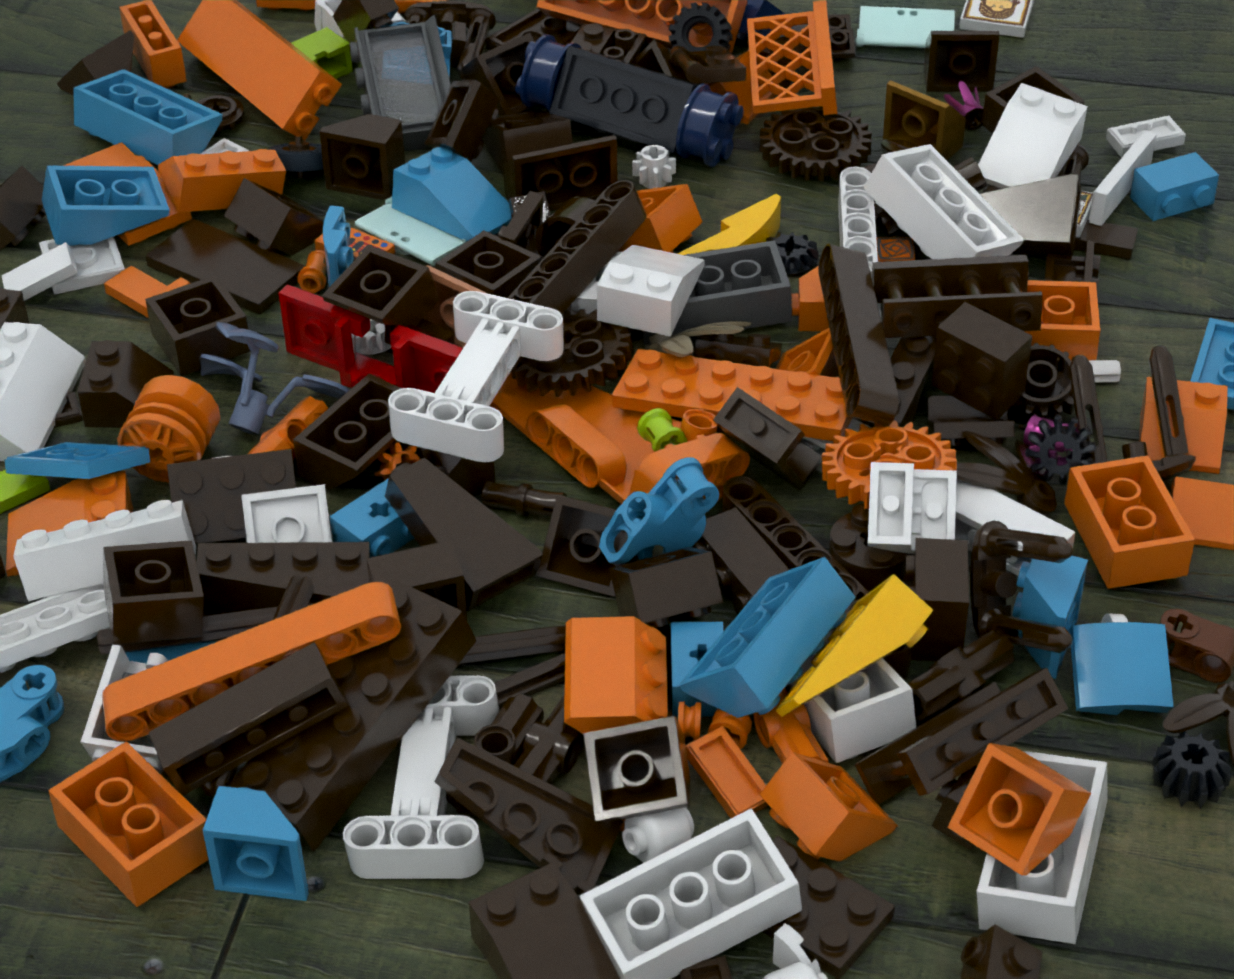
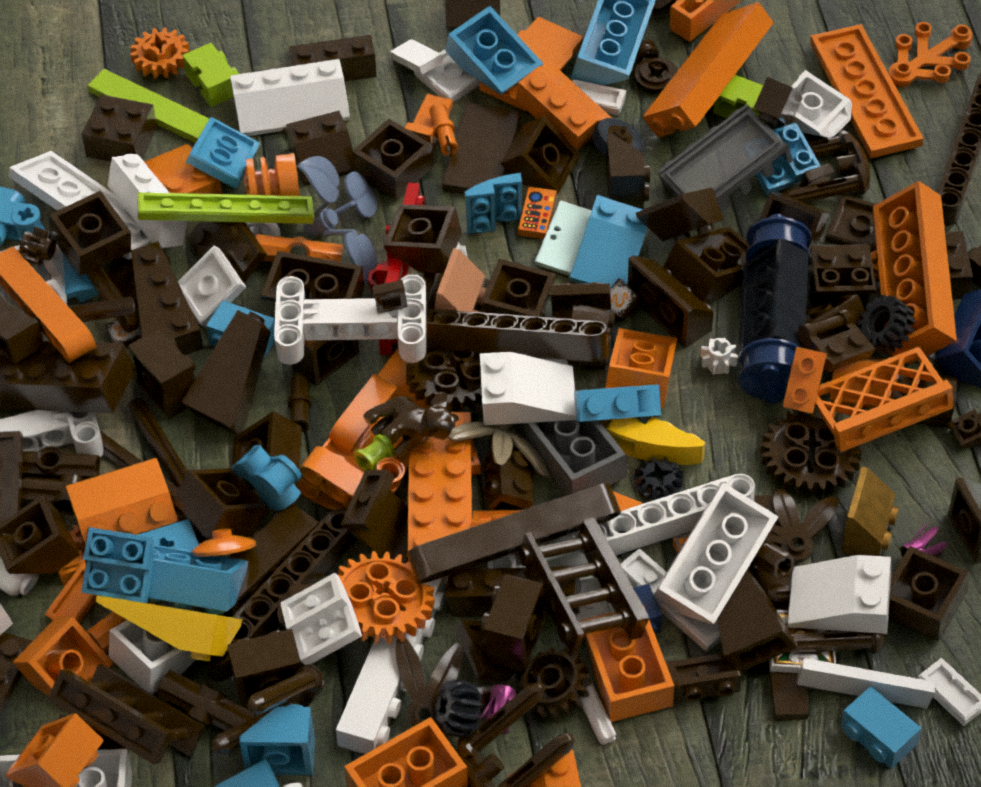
camera: 70 degrees right, 10 degrees up
(134, 650) = (37, 246): none -> dark brown gear
(165, 274) = (443, 129): none -> orange pin
(197, 460) = (225, 208): none -> lime tile
(492, 310) = (390, 296): none -> dark brown tile
(652, 374) = (411, 422): none -> dark brown animal
(704, 225) = (617, 403): none -> dark azure plate
(748, 584) = (223, 544): none -> orange dish
(758, 101) = (804, 380): none -> orange hinge
(761, 660) = (118, 565): none -> dark azure slope

